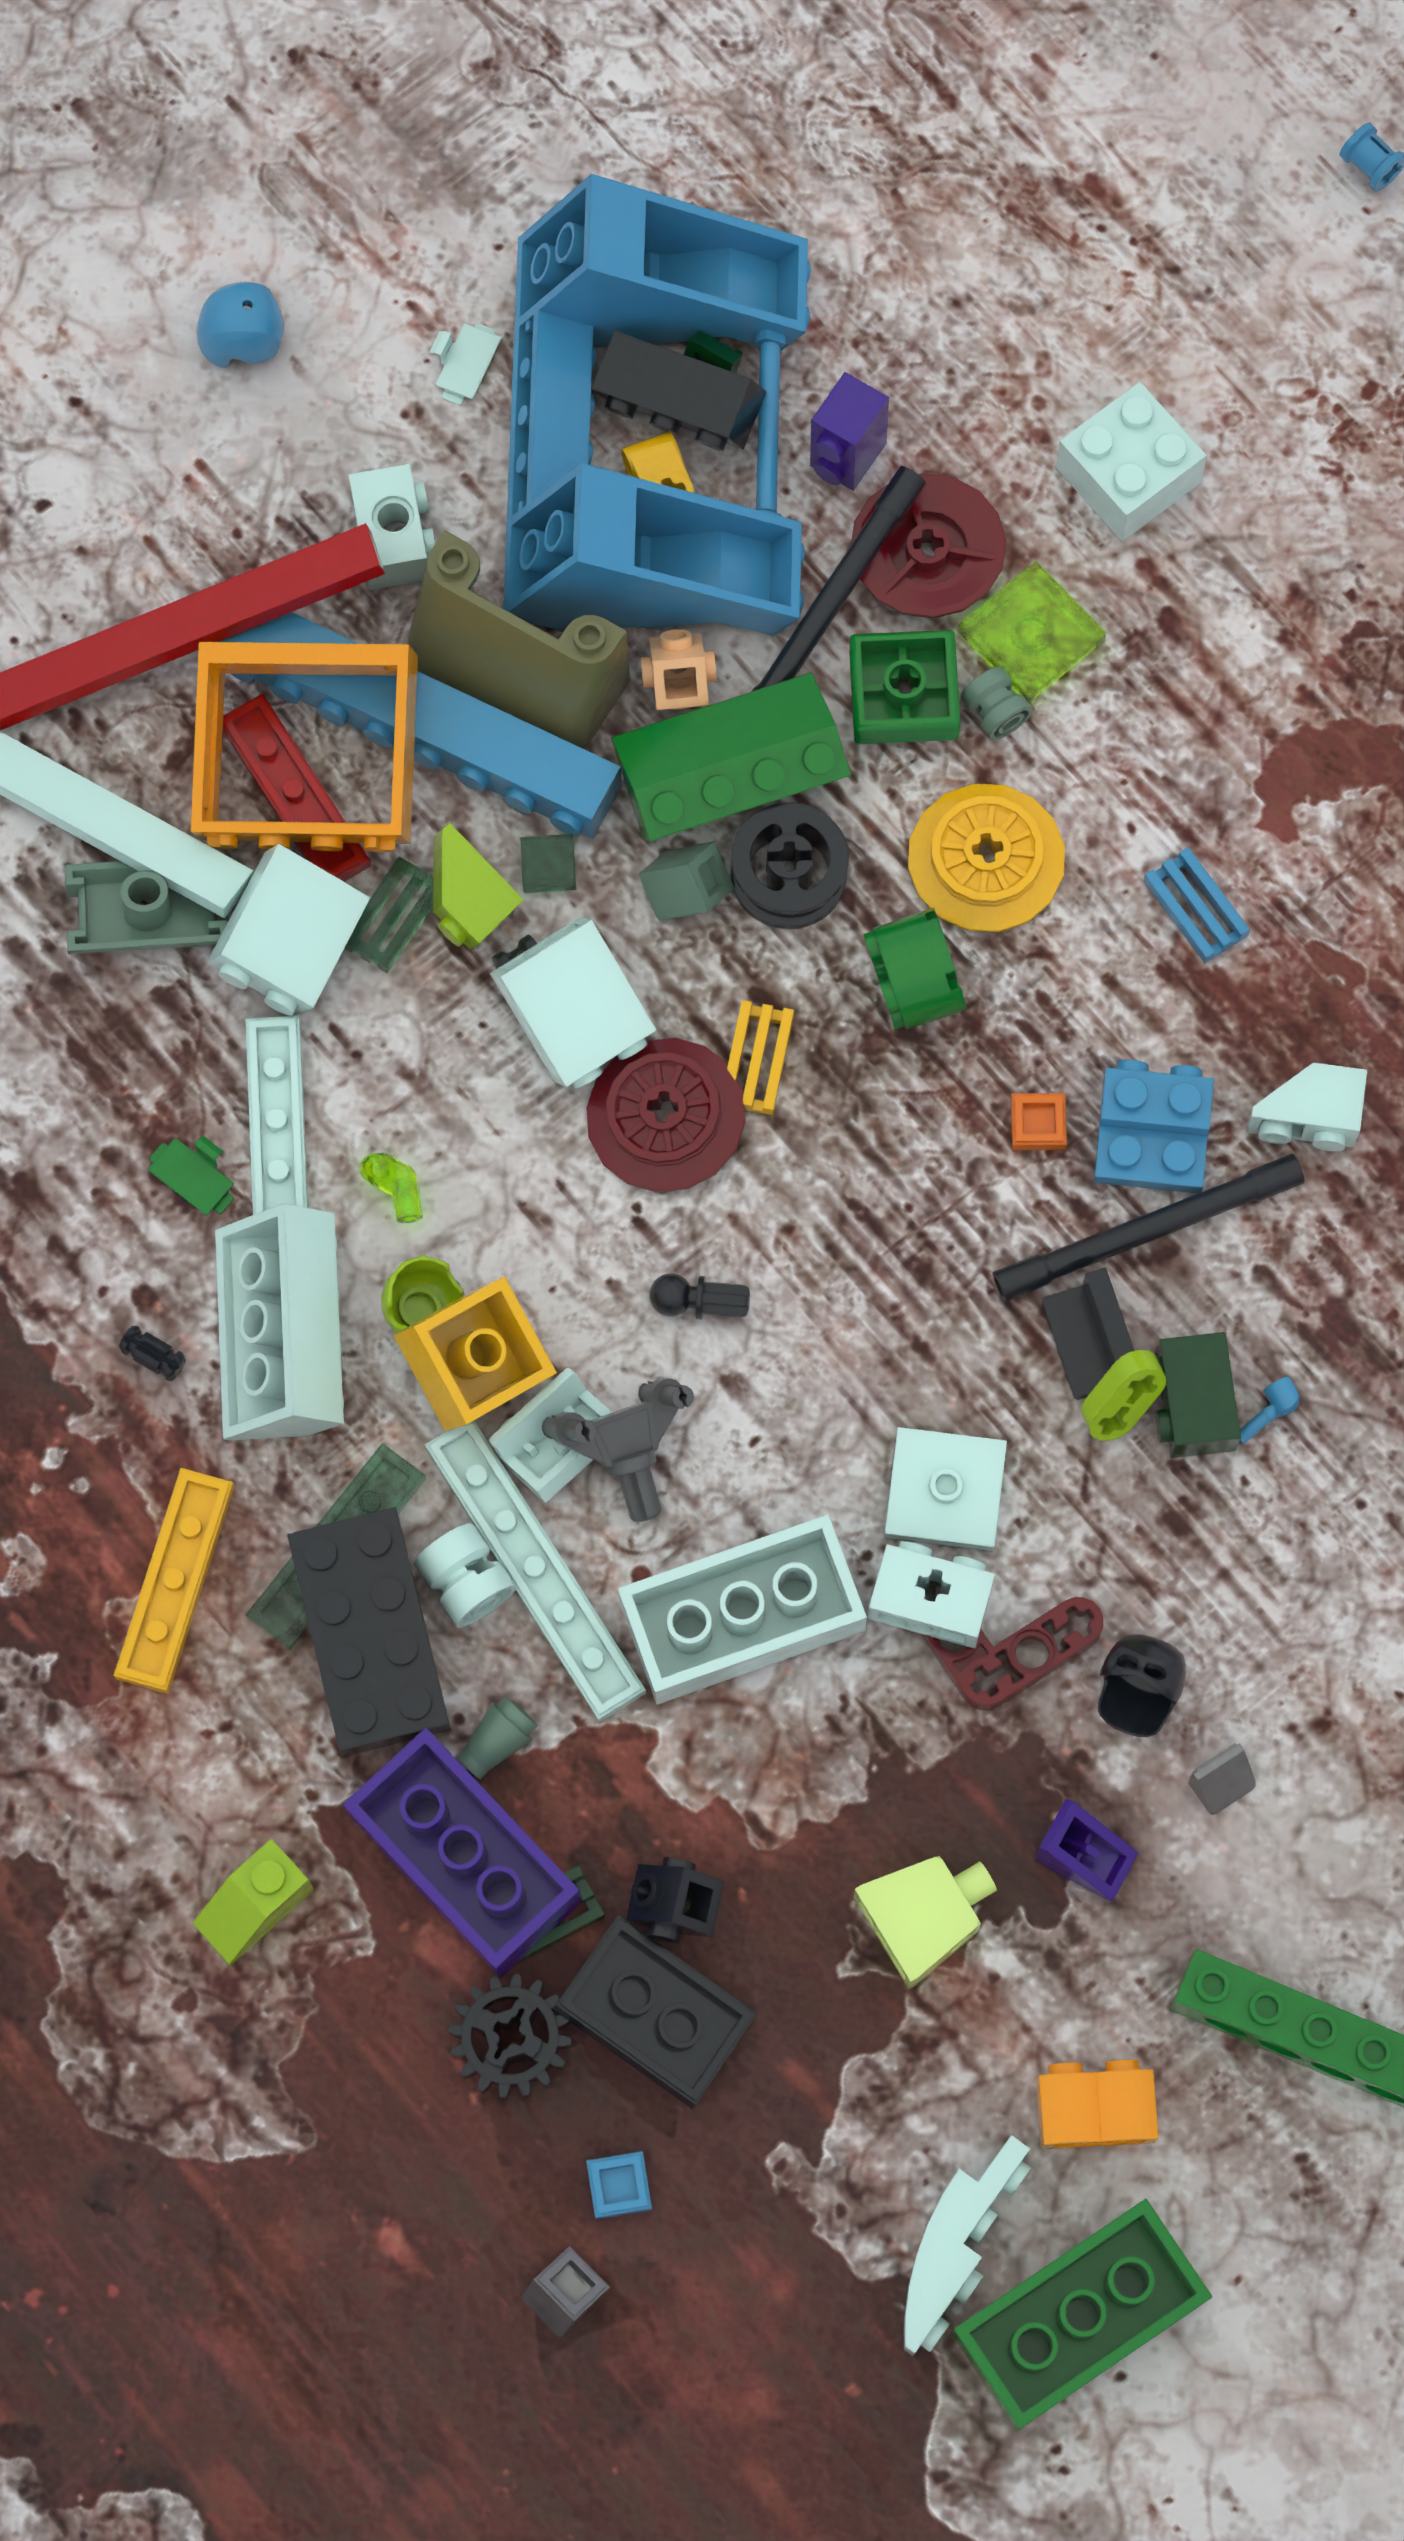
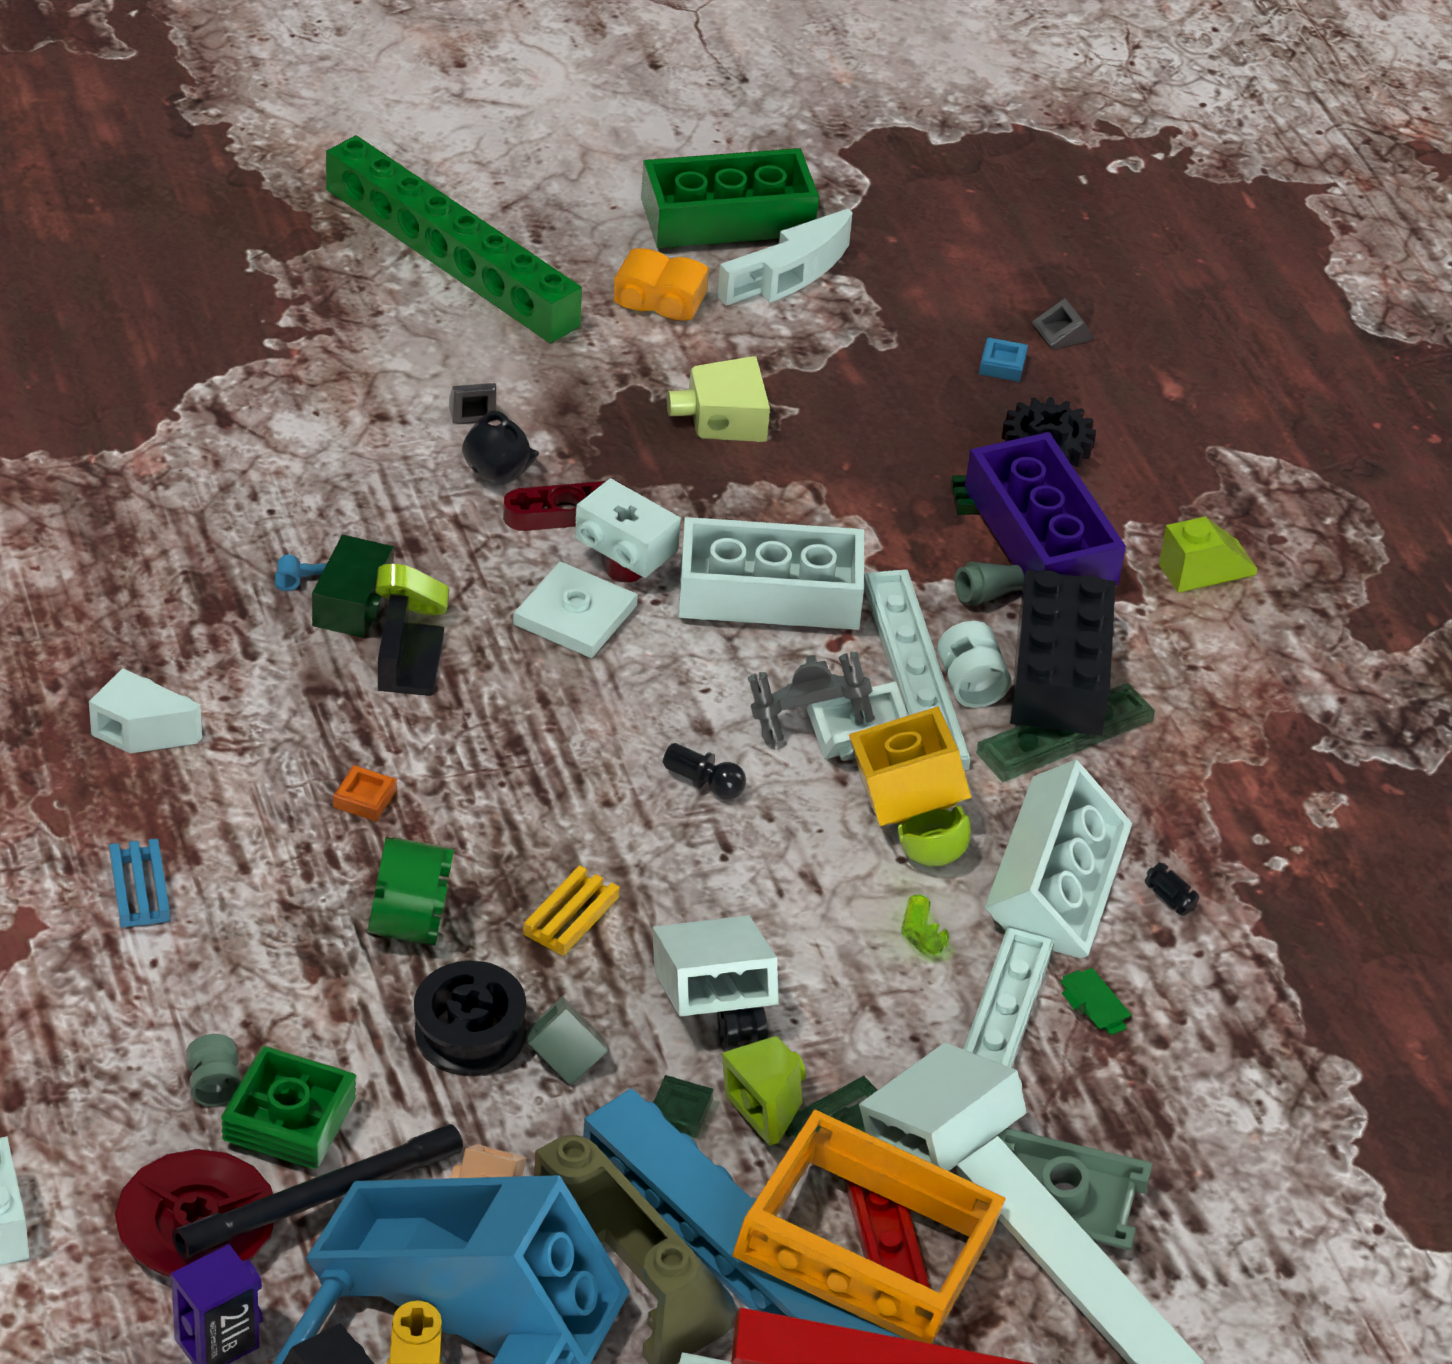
camera: 165 degrees left, 30 degrees down
(174, 1581) = (1202, 753): yellow tile -> none
(655, 2011) = (940, 412): black tile -> none
(674, 1900) = (900, 451): black brick -> none
(690, 1142) = (640, 885): dark red piece -> none
(730, 756) = (478, 1090): green slope -> none
(957, 879) = (269, 999): yellow piece -> none
(1032, 631) = (141, 1122): clear neon green tile -> none
(1086, 1851) = (599, 400): dark purple slope -> none
(1153, 1127) = (275, 753): dark azure plate -> none
(1253, 1186) = (422, 701): black piece -> none

